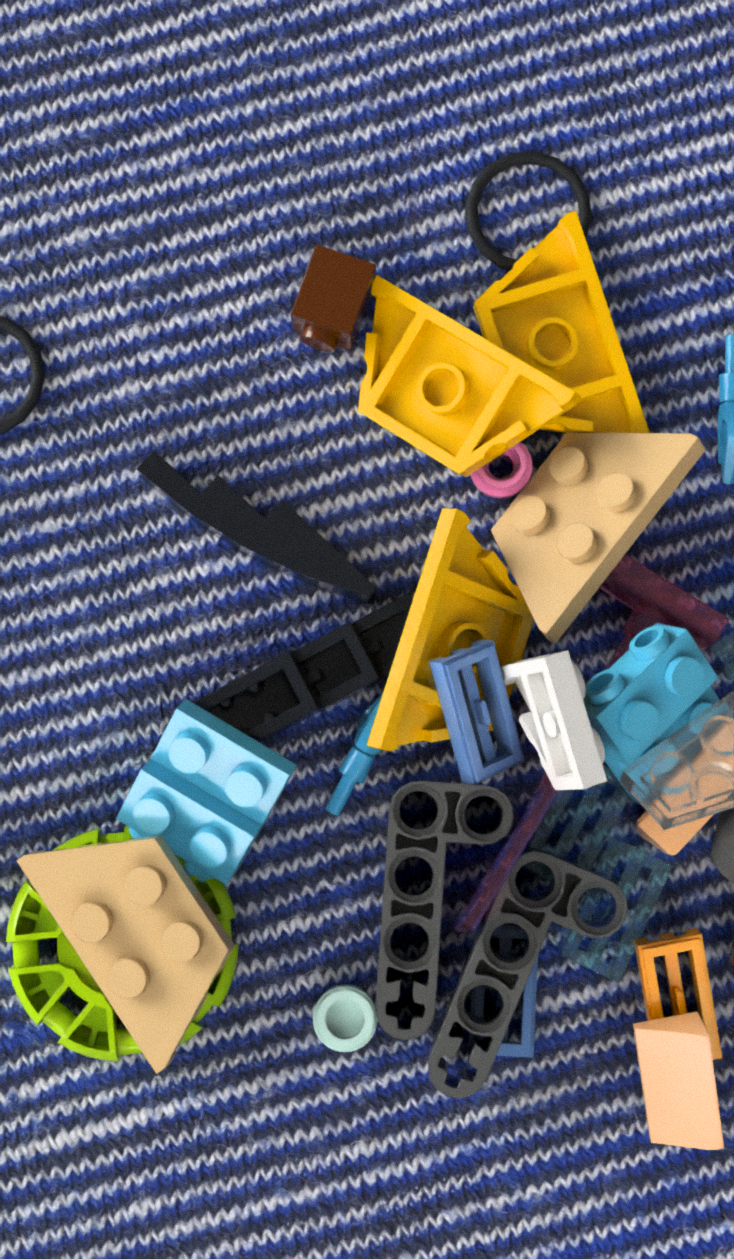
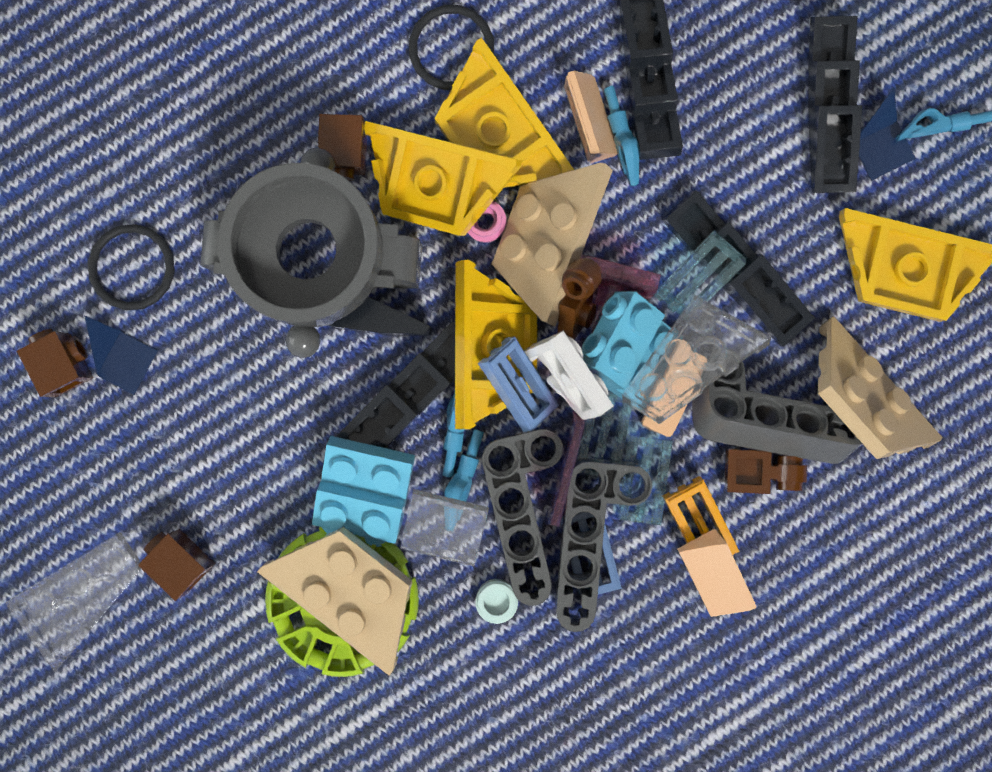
camera: 20 degrees left, 5 degrees up
(225, 342) = (261, 213): none -> dark grey piece
(304, 884) = (444, 527): none -> clear piece
(345, 832) = (461, 483): none -> dark azure hand
(594, 628) = (577, 308): none -> reddish brown plate
(694, 367) = (590, 116): none -> light nougat slope

